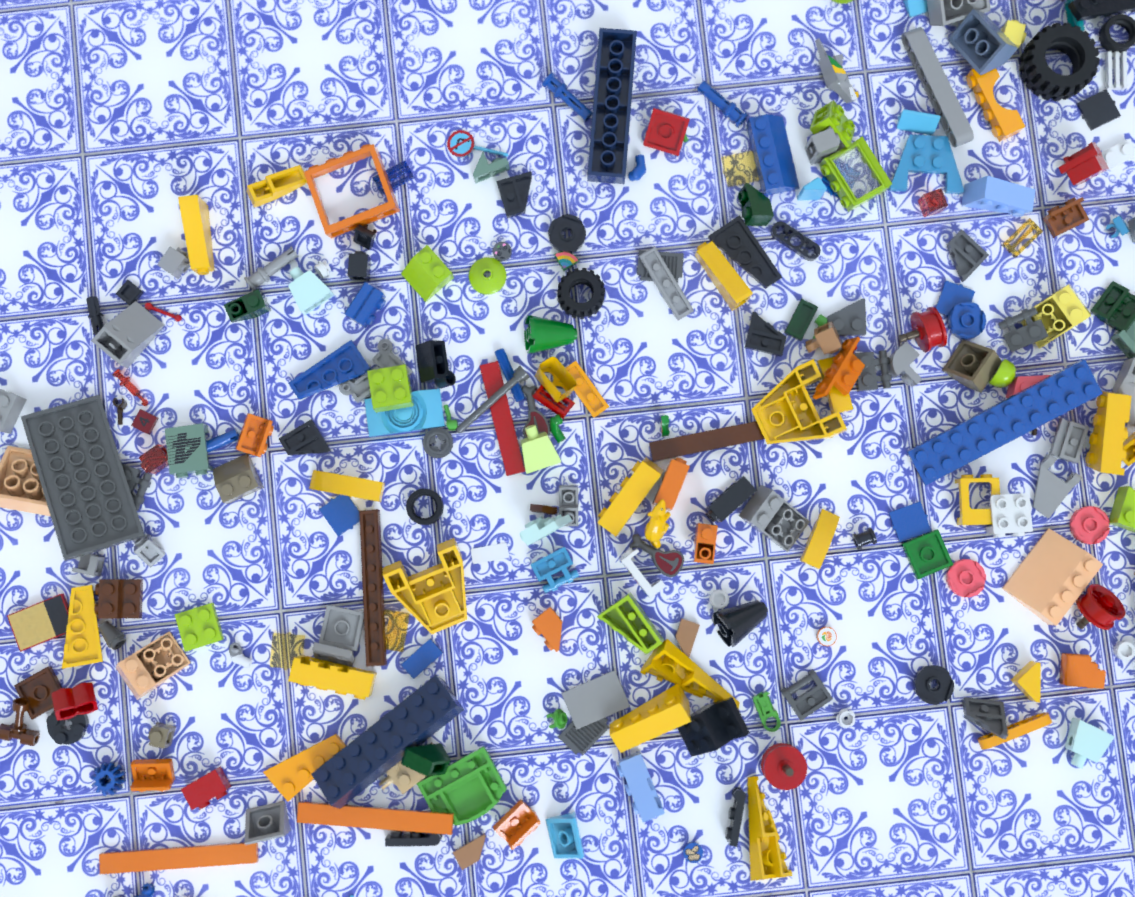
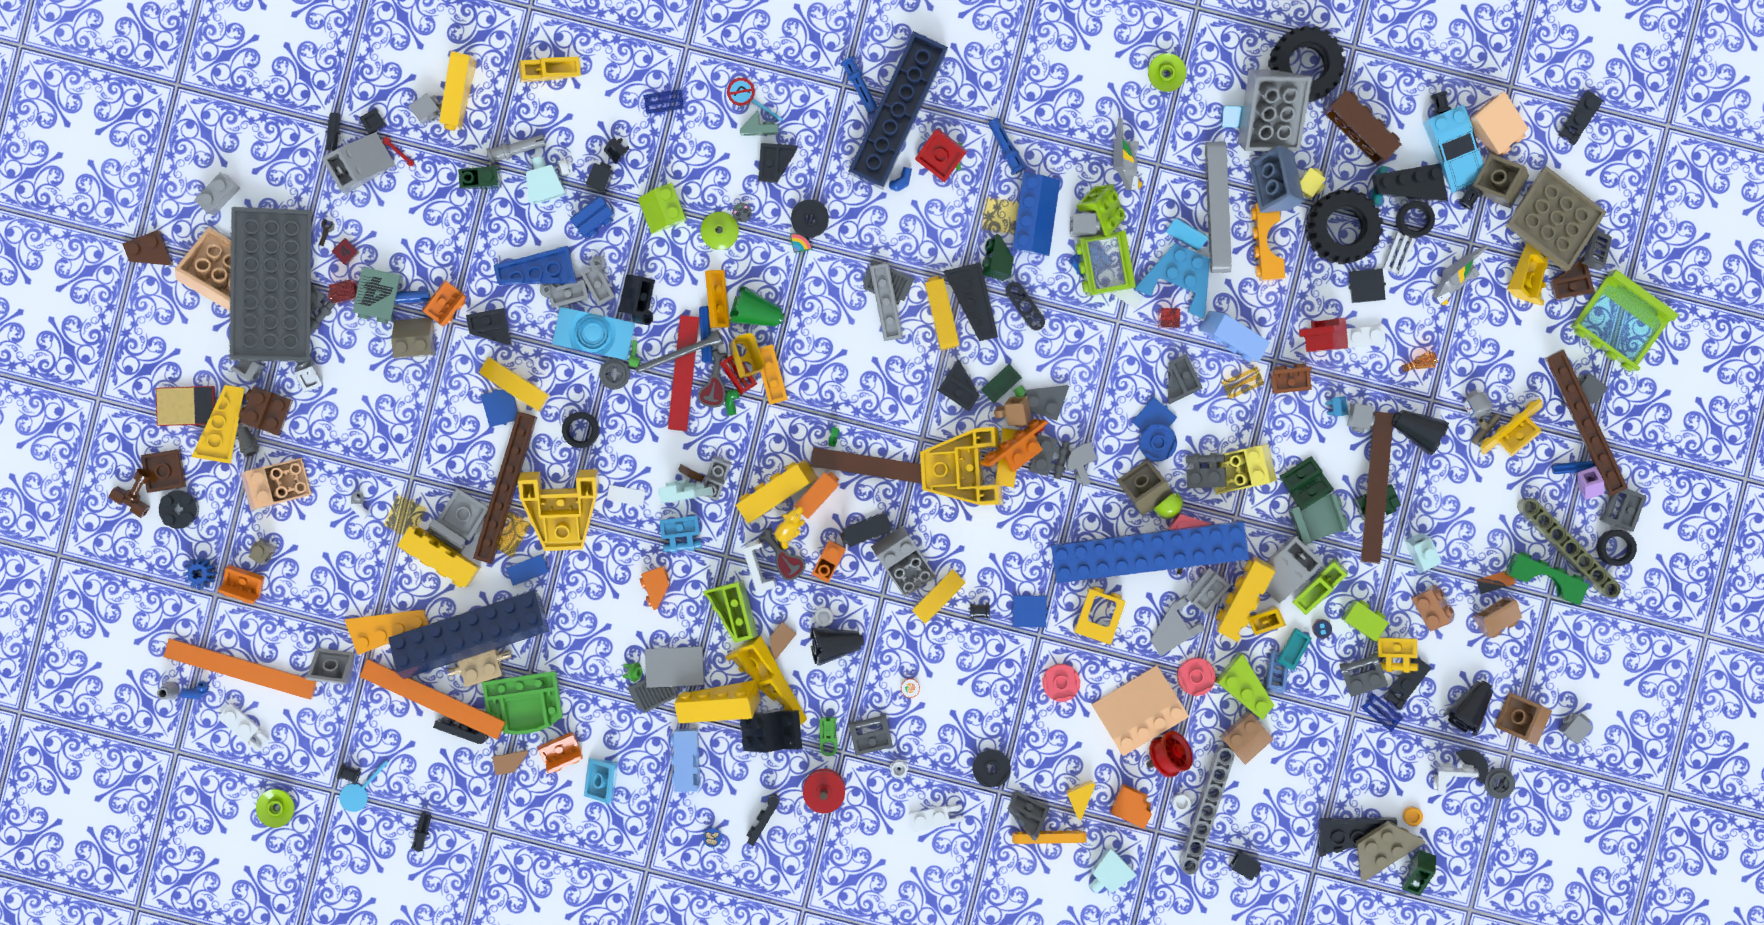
camera: 15 degrees right, 5 degrees up
(74, 701) = (193, 491): red brick -> none
(129, 385) = (342, 212): clear red piece -> none
(199, 627) = (330, 464): lime plate -> none
(205, 788) = (286, 615): red brick -> none
(362, 218) = (610, 133): orange window -> none
(390, 388) = (587, 307): lime brick -> none
(426, 759) = (498, 663): dark green slope -> none
(508, 338) = (717, 298): none -> light orange plate
(538, 450) = (705, 417): yellowish green torso -> none
(586, 278) = (794, 266): black tyre -> none
(765, 853) = (778, 861): yellow wedge -> none
(813, 190) = (1057, 264): medium azure slope -> none
(887, 198) = (1130, 297): none -> white sticker
(897, 753) = (934, 817): none -> white hinge
(926, 329) = (1114, 438): red wheel -> none
(927, 554) = (1033, 647): green tile -> none
(1010, 515) = (1122, 639): white bracket -> none

